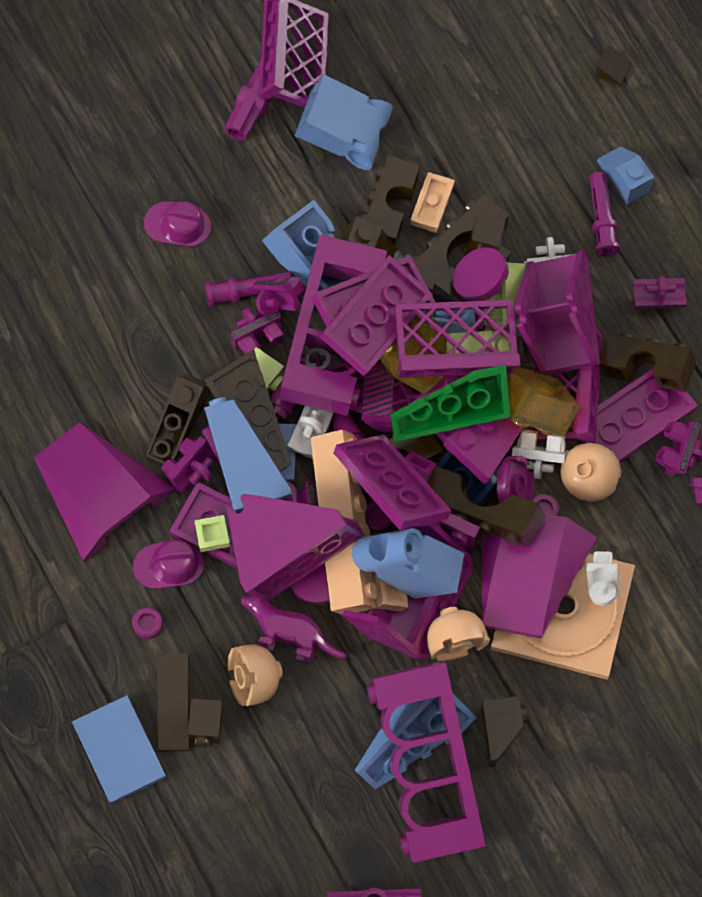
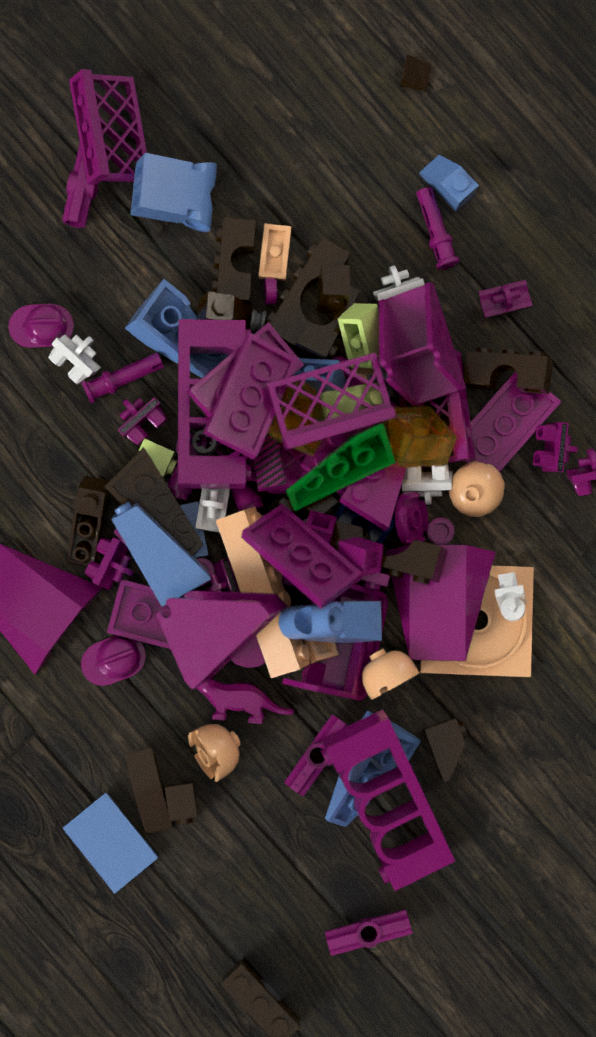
camera: 15 degrees left, 15 degrees up
(147, 623) = (107, 720): magenta tile -> none
(196, 248) = (78, 353): none -> white hips
(212, 533) = (146, 628): yellowish green plate -> none
(278, 294) = (153, 383): magenta hips -> none
(346, 717) = (306, 770): none -> magenta piece
(419, 237) = (270, 291): none -> magenta tile
(456, 497) = (362, 554): none -> magenta panel
(480, 274) = (338, 327): magenta tile -> none

